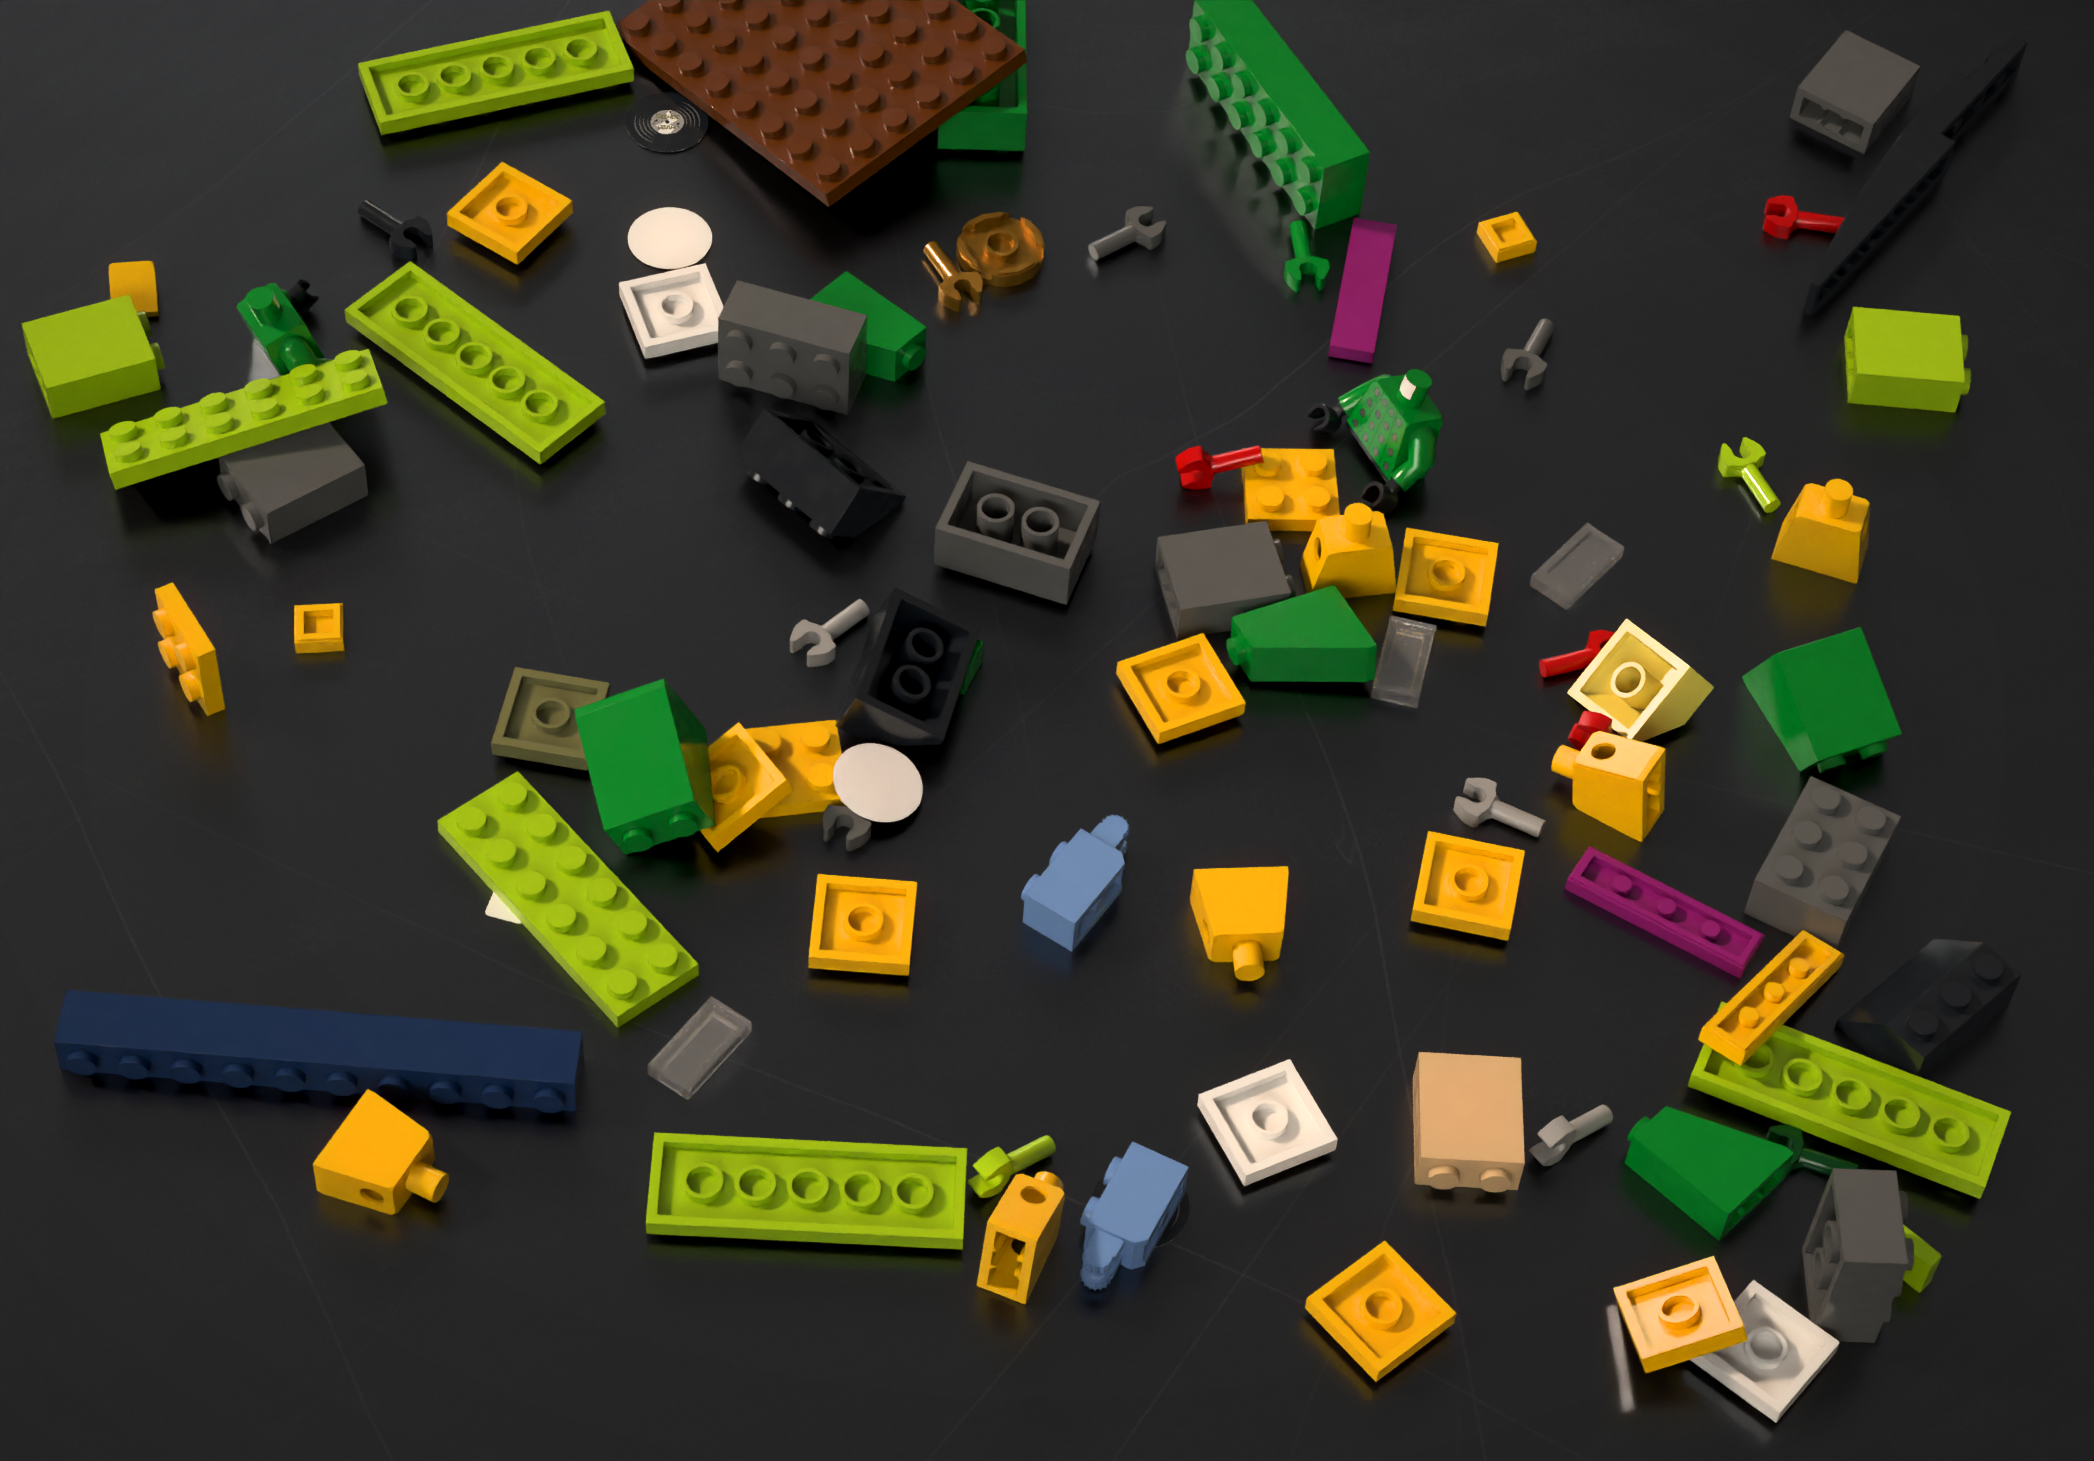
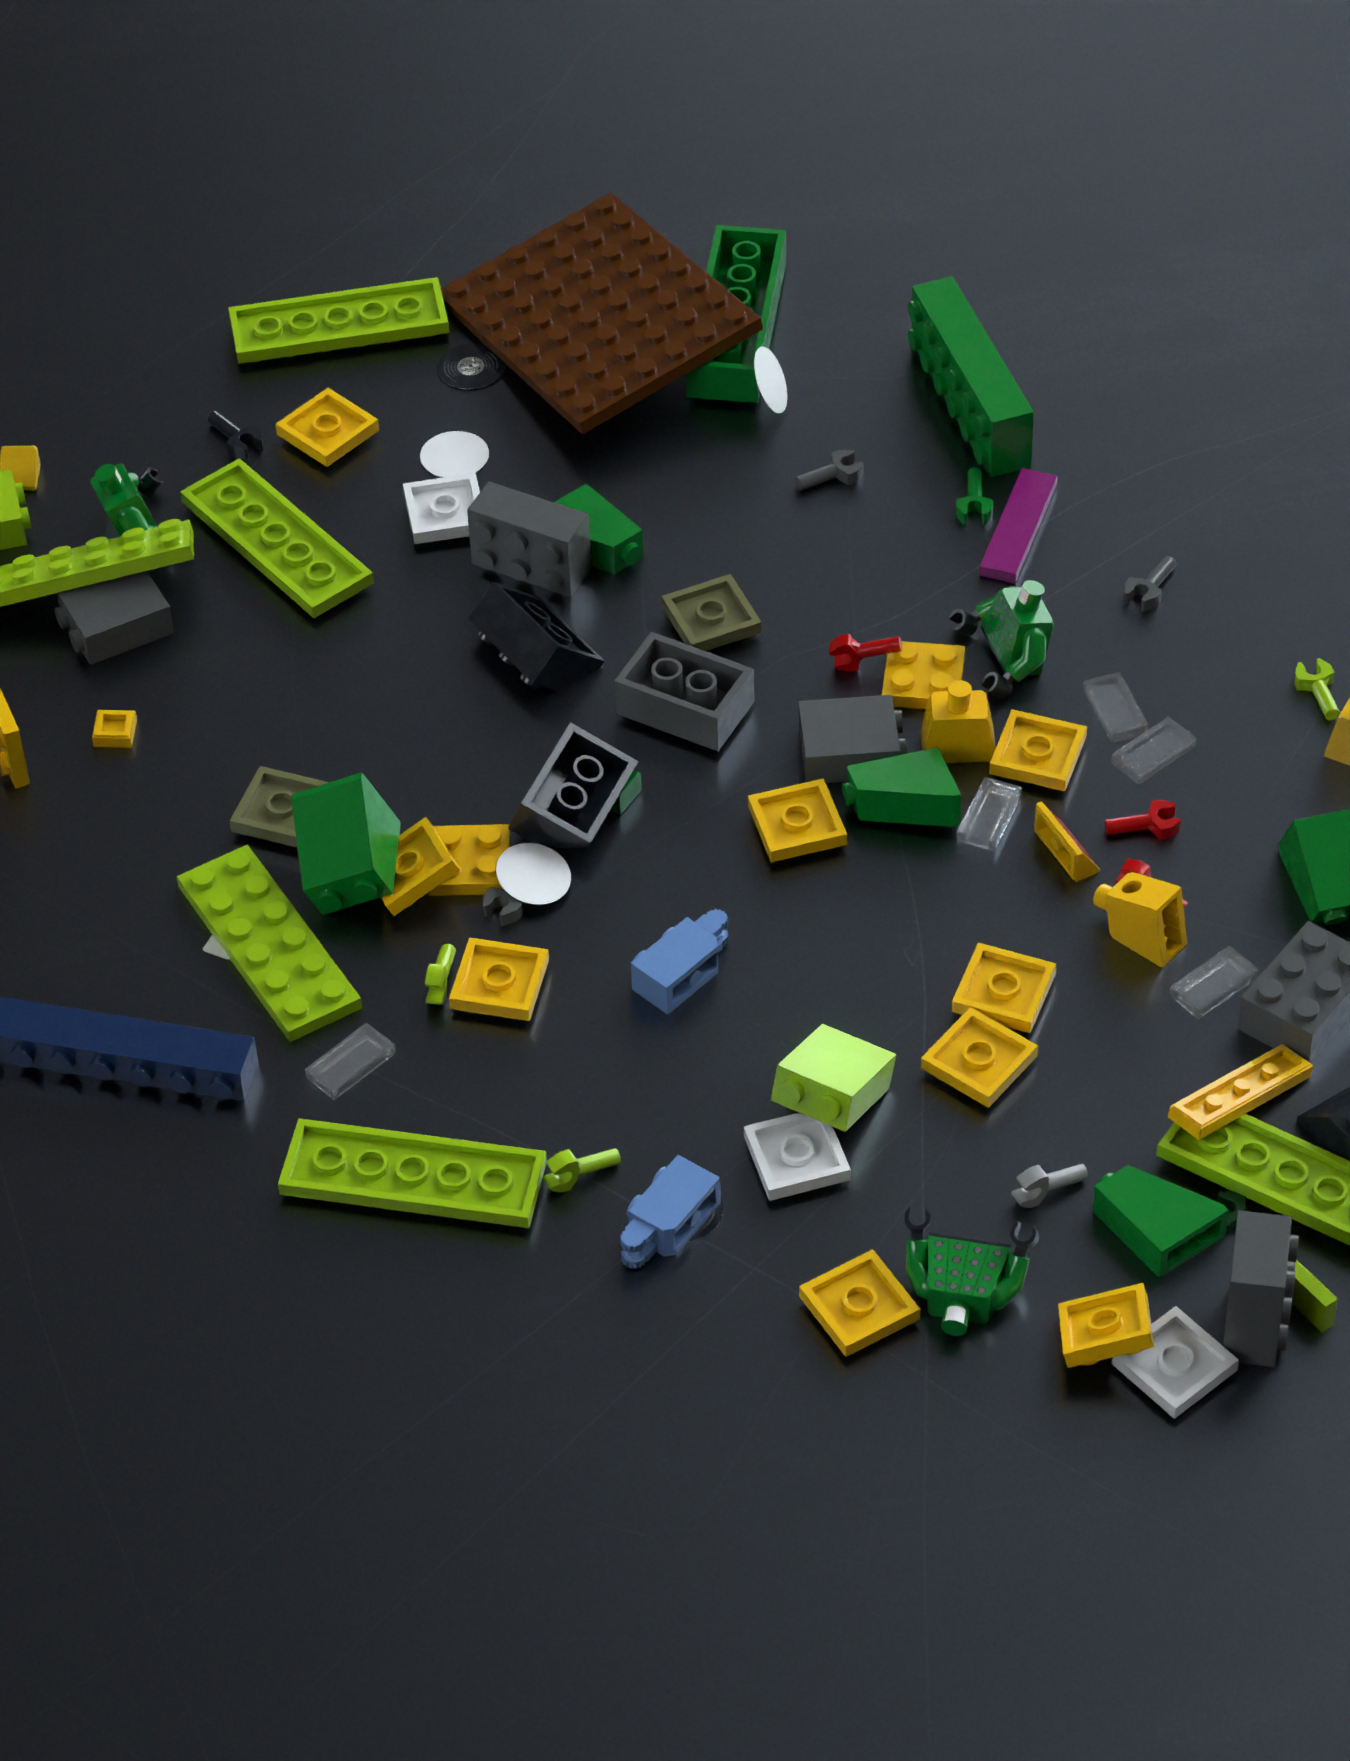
camera: 15 degrees right, 5 degrees down
(379, 1159) = (78, 1120): yellow torso -> none
(789, 924) = (437, 975): none -> lime bar
(824, 635) = (515, 761): light grey bar -> none
(953, 280) = (678, 498): pearl gold bar -> none
(1001, 249) = (722, 477): pearl gold tile -> none
(1025, 428) = (711, 613): none -> olive plate
(1031, 1214) = (574, 1218): yellow torso -> none
(1039, 123) = (770, 379): none -> white sticker
(1241, 915) = (810, 992): yellow torso -> none
(1296, 1022) = (833, 1077): none -> brick
(1457, 977) = (979, 1057): none -> yellow plate
(1468, 1121) = (963, 1165): tan brick -> none
(1491, 807) = (1040, 931): light grey bar -> none
(1498, 695) = (1063, 844): none -> yellow slope
(1498, 1264) = (965, 1275): none -> green torso
(1506, 237) = (1150, 491): yellow tile -> none
(1522, 514) = (1115, 707): none -> clear tile
(1640, 685) = (1183, 843): light yellow slope -> none
(1664, 912) = (1168, 1022): magenta tile -> none
(1707, 856) = (1213, 982): none -> clear tile

